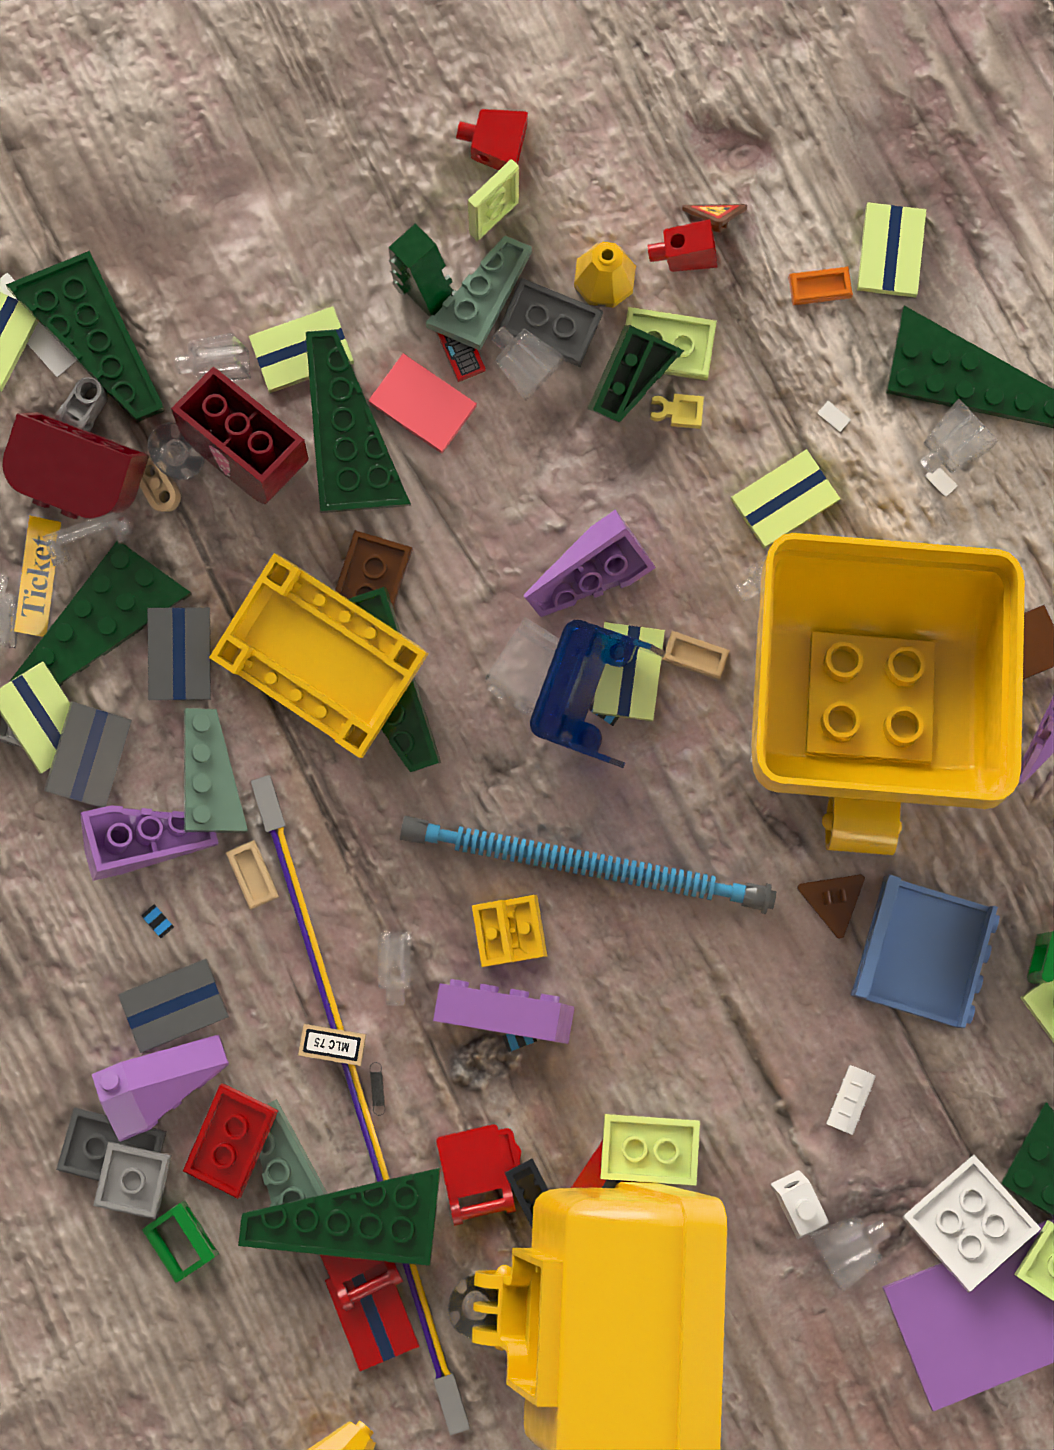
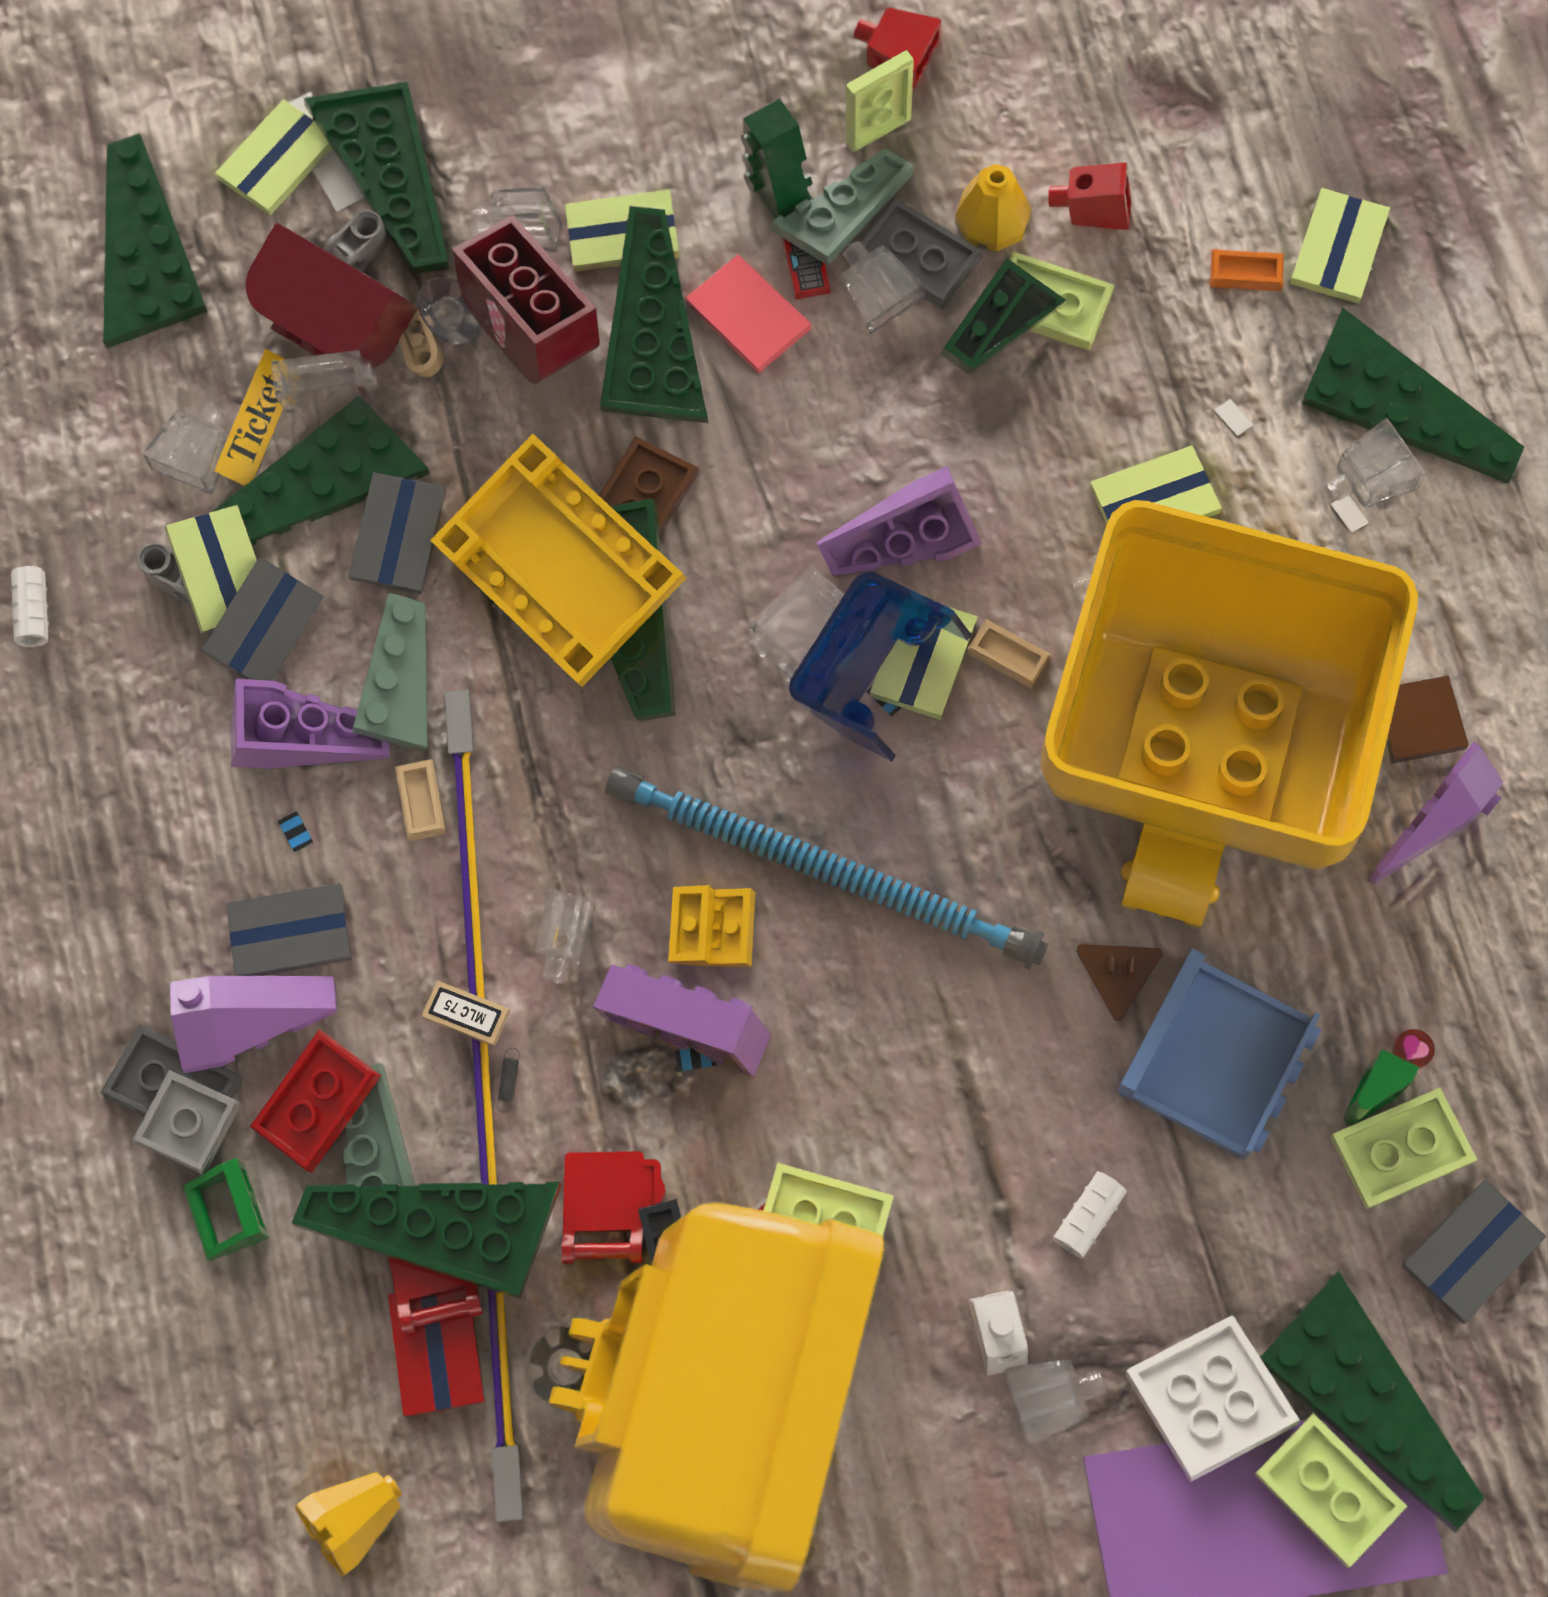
camera: 20 degrees right, 10 degrees down
(684, 410) = (1053, 376): light yellow plate -> none
(718, 213) = (1139, 171): reddish brown piece -> none

